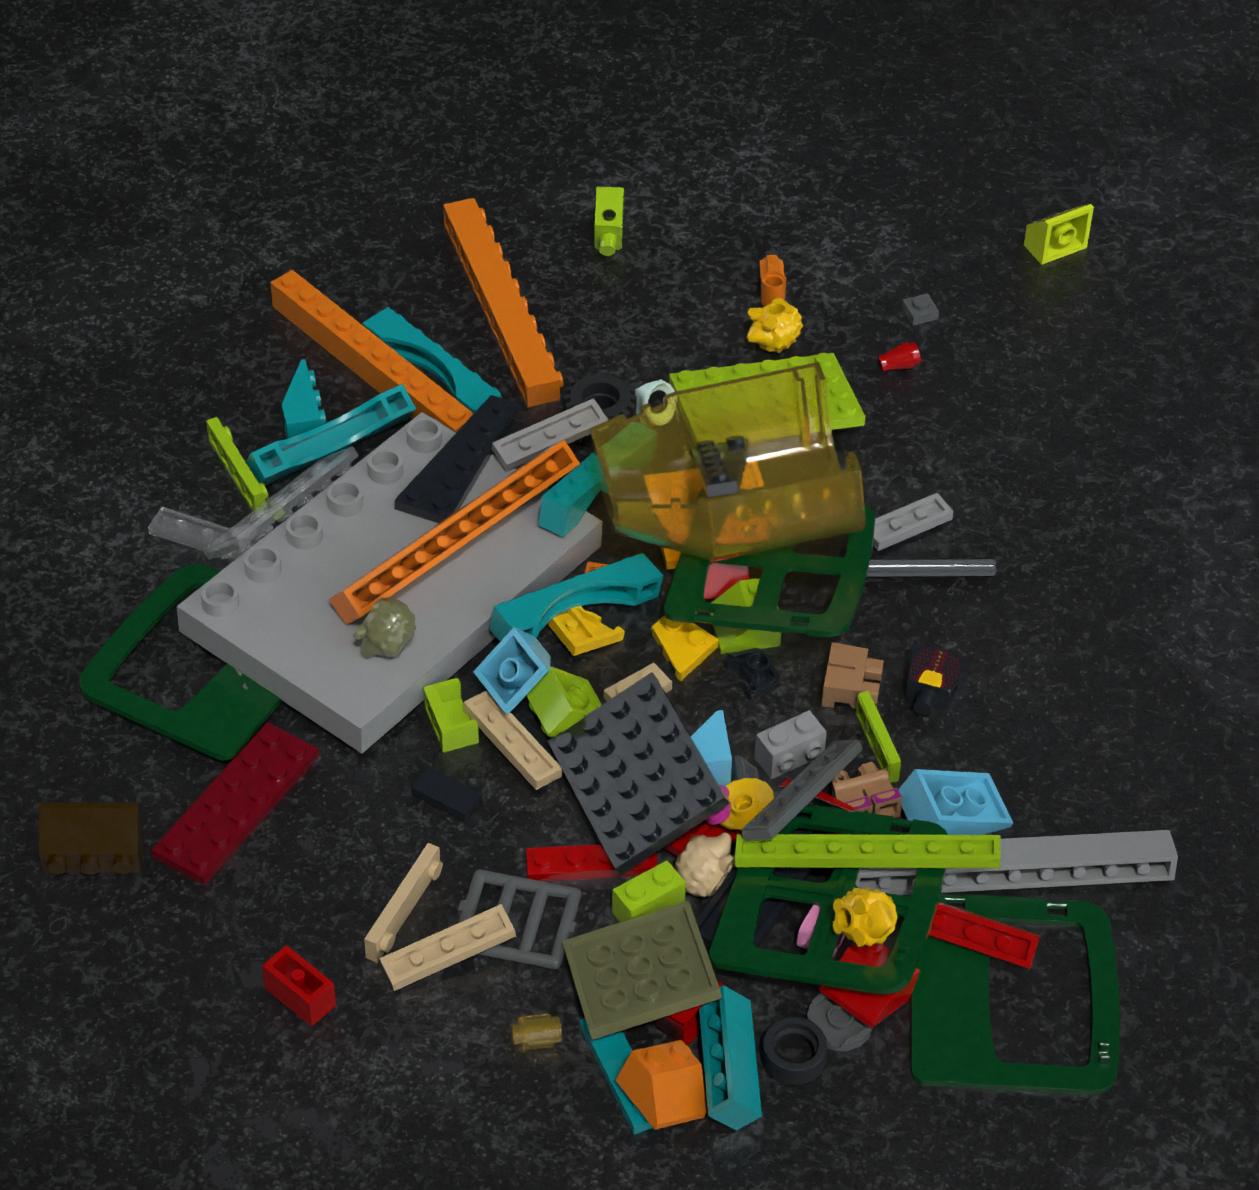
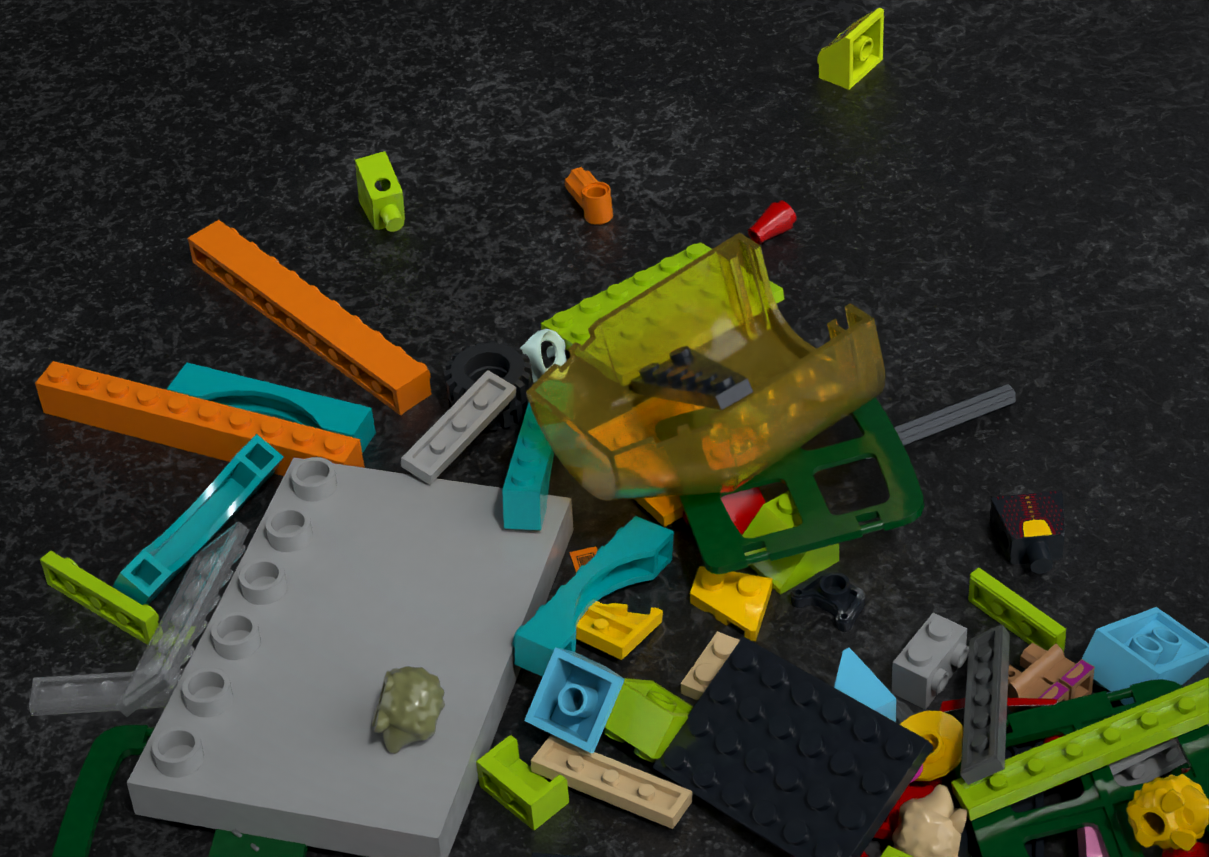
camera: 20 degrees left, 5 degrees down
(302, 403) = (143, 503): teal slope -> none
(454, 532) = (416, 574): orange brick -> none
(456, 467) = (369, 512): black wing -> none
(774, 325) = (625, 234): yellow animal -> none
(846, 675) = (939, 561): medium nougat hips -> none
(910, 521) = (902, 370): light grey plate -> none
(920, 309) = (759, 171): dark grey plate -> none

